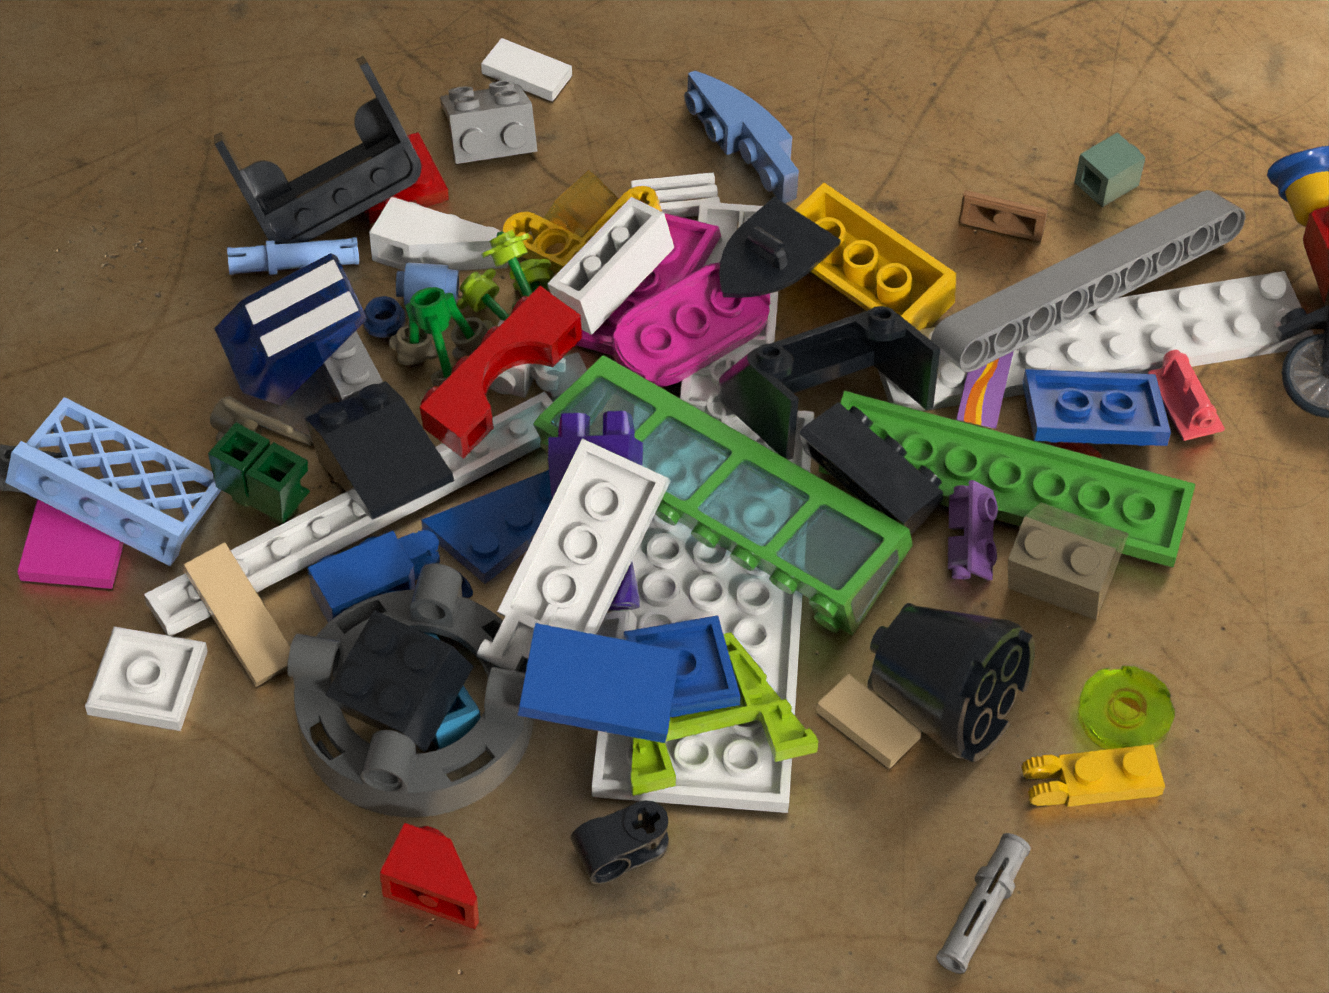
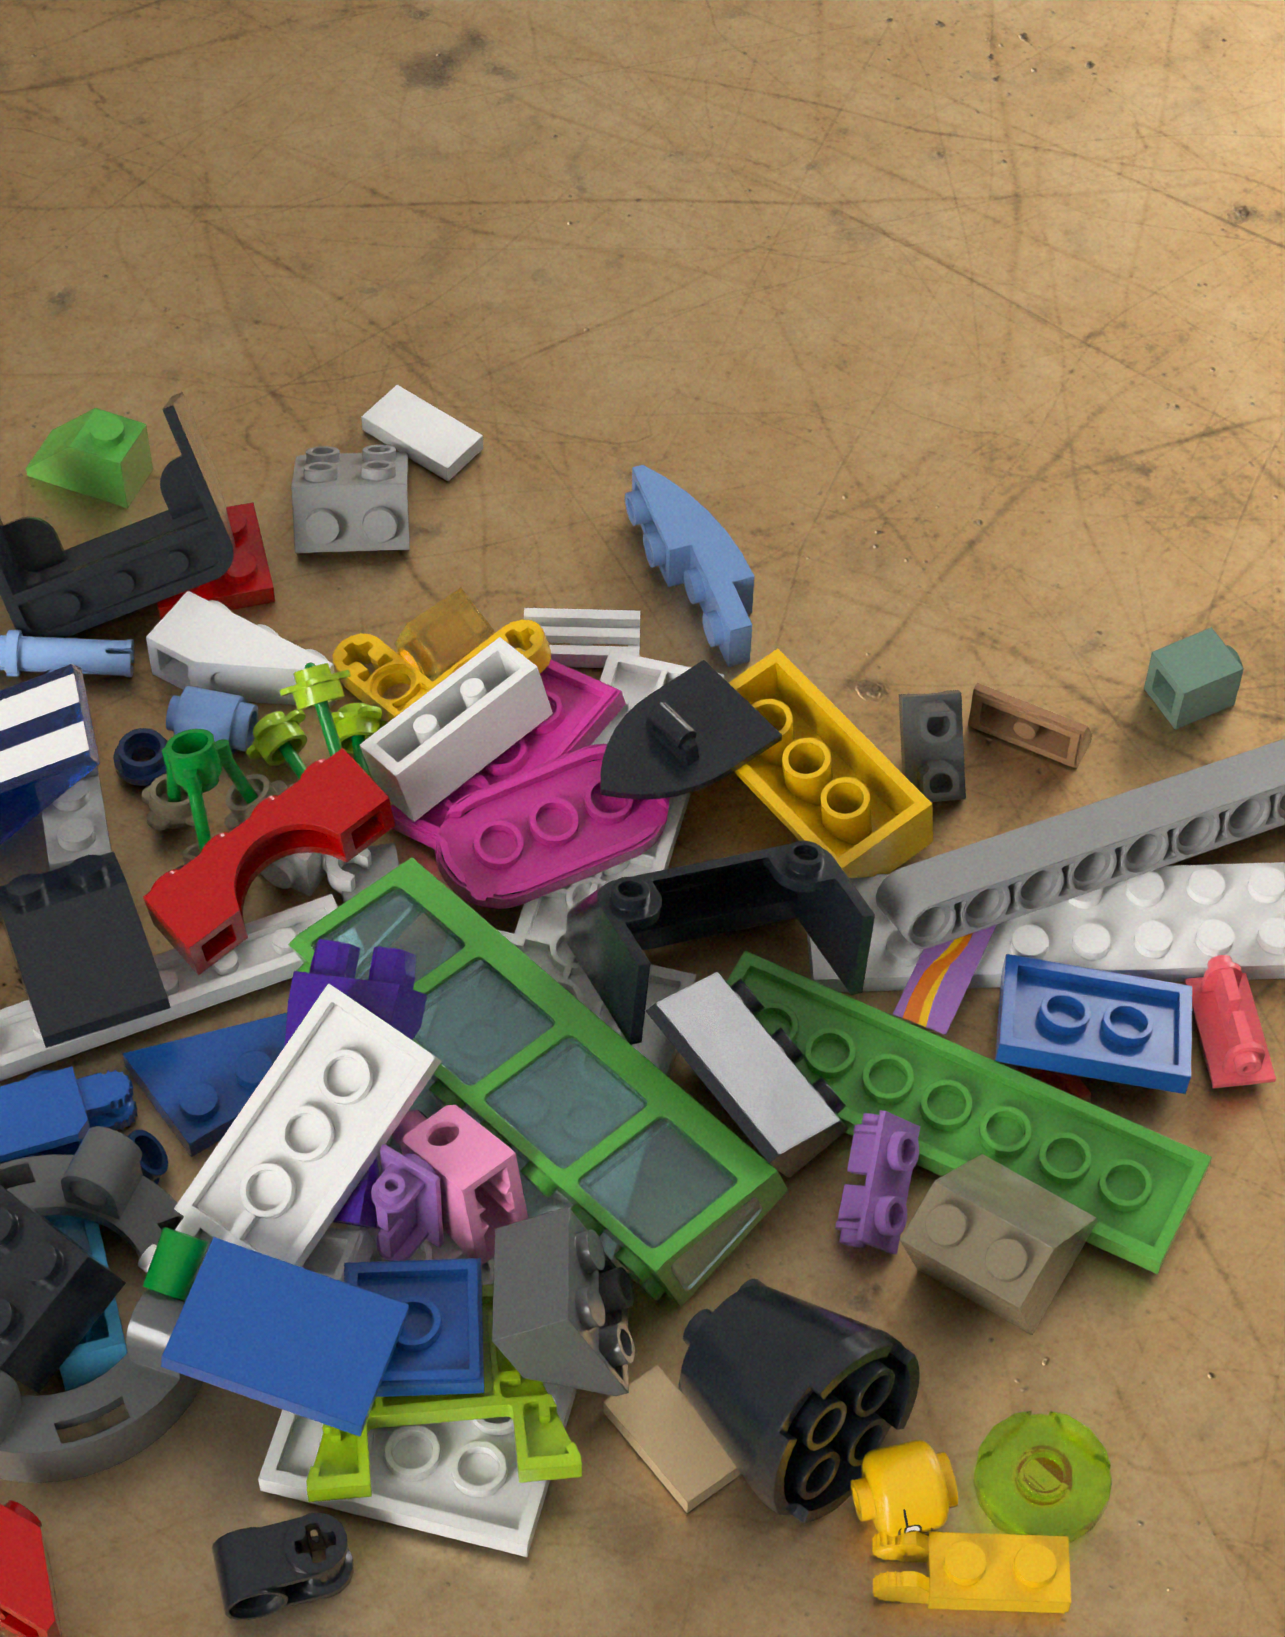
camera: 10 degrees right, 0 degrees up
(295, 113) = (96, 457): none -> bright green slope
(508, 646) = (175, 1263): none -> green hinge
(659, 586) = (406, 1205): none -> medium lavender hinge
(692, 565) = (476, 1175): none -> bright pink torso
(781, 637) = (562, 1304): none -> dark grey slope
(943, 232) = (933, 744): none -> dark grey hips
(1038, 728) = (905, 1488): none -> yellow head

